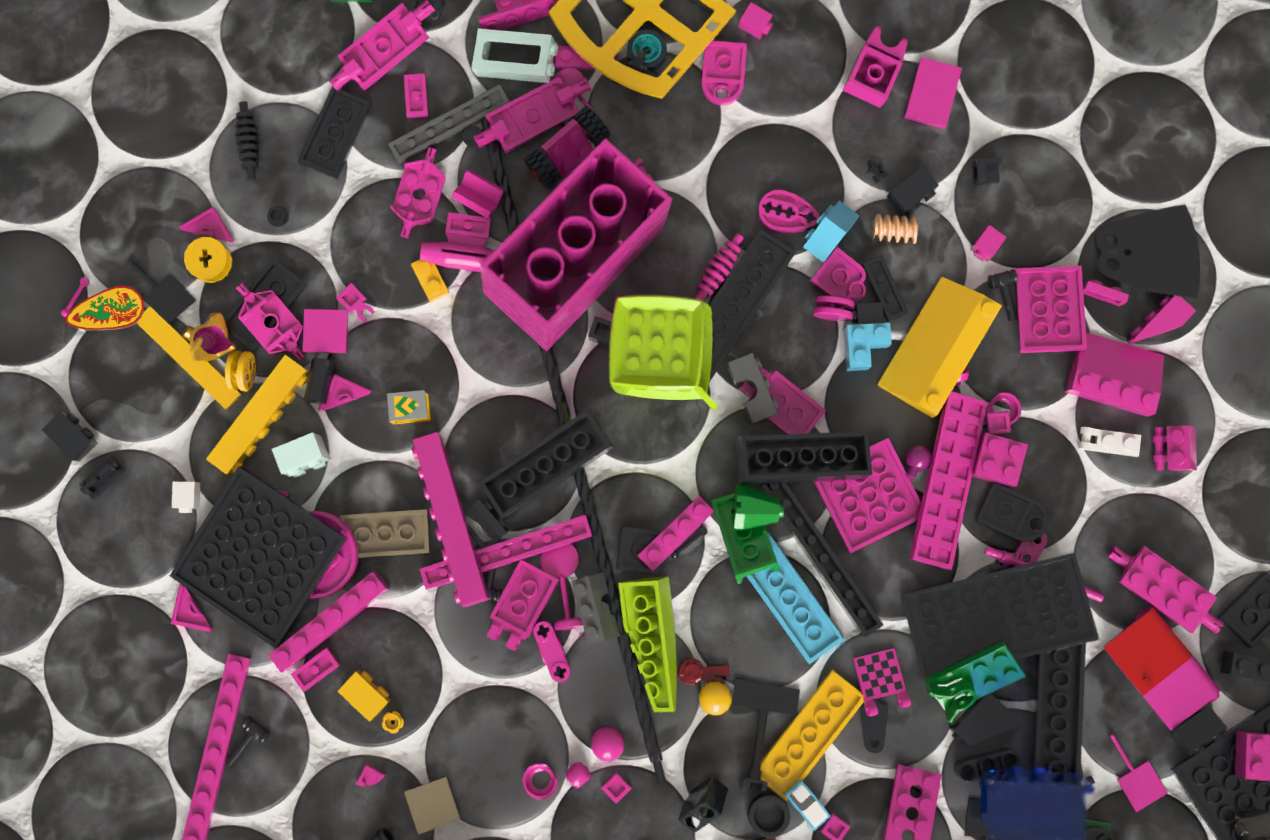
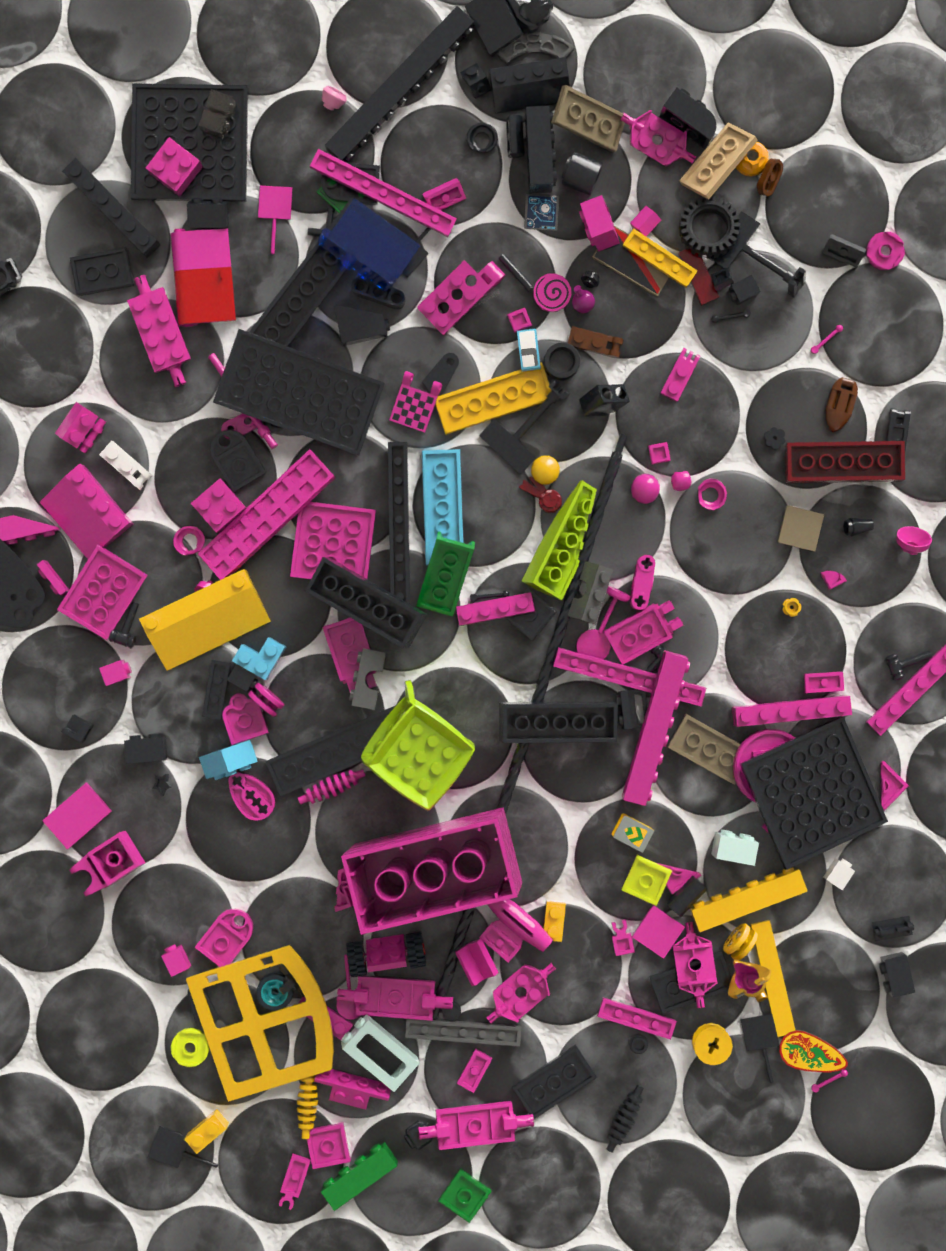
camera: 140 degrees left, 5 degrees up
(208, 224) = (694, 1072): dark pink tile -> none
(294, 238) = (636, 1018): none -> dark pink plate
(365, 695) = (799, 640): yellow brick -> none
(366, 371) = (646, 880): none -> neon yellow tile
(600, 331) = (453, 796): black brick -> none
(754, 508) = (426, 588): green cone -> none
(894, 227) = (178, 730): light nougat piece -> none
(918, 460) = (279, 545): magenta piece -> none
(973, 678) = (347, 360): green plate -> none
(998, 422) = (200, 533): dark pink tile -> none

